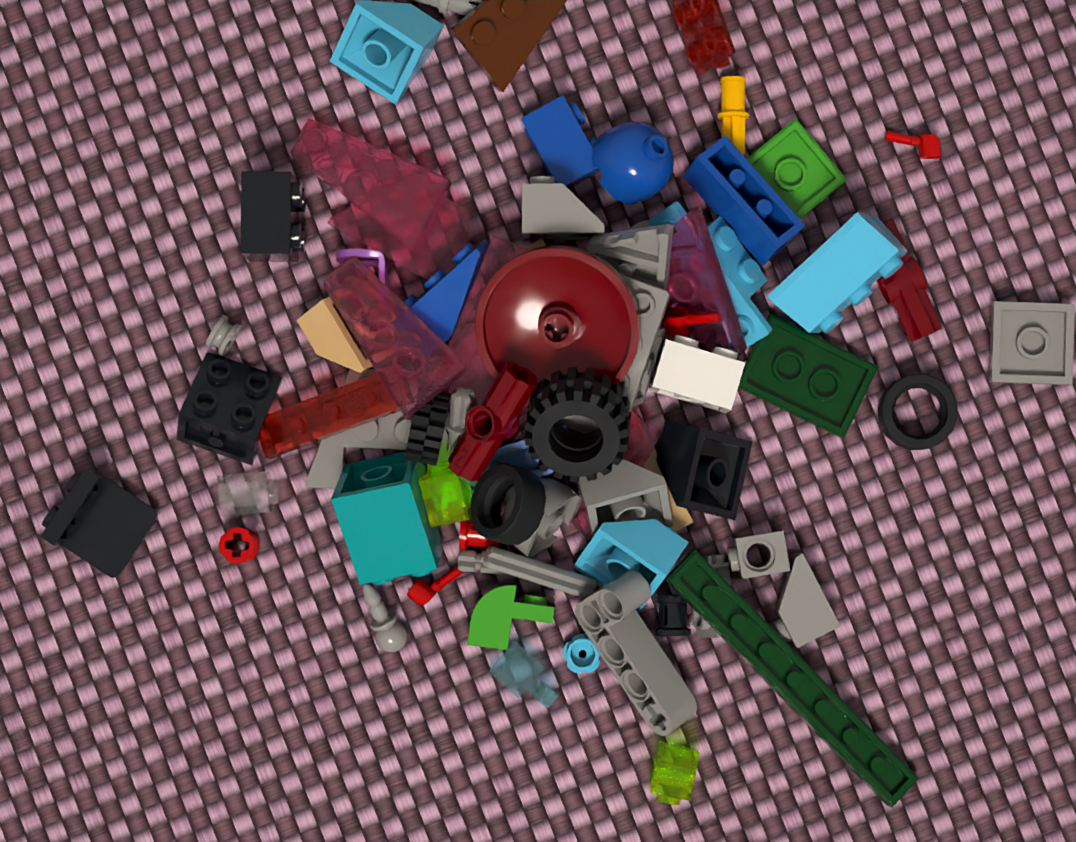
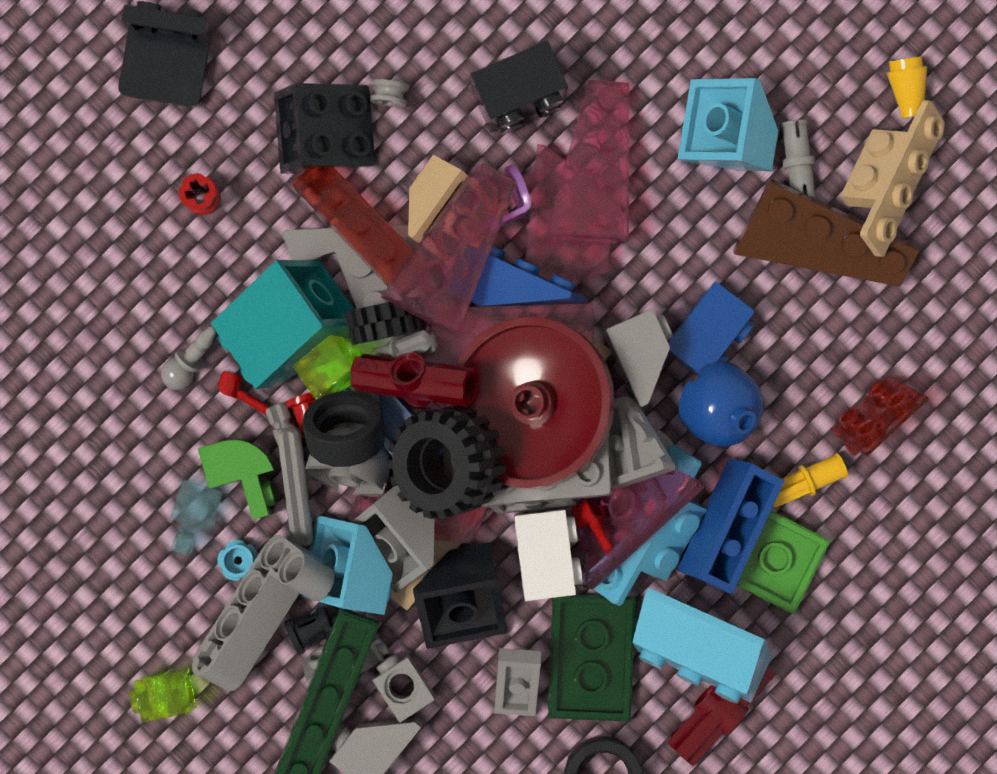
camera: 50 degrees right, 0 degrees up
(247, 493) = (250, 180): clear brick -> none
(799, 451) = (517, 681): none -> light grey slope
(928, 144) = (861, 677): red hand -> none

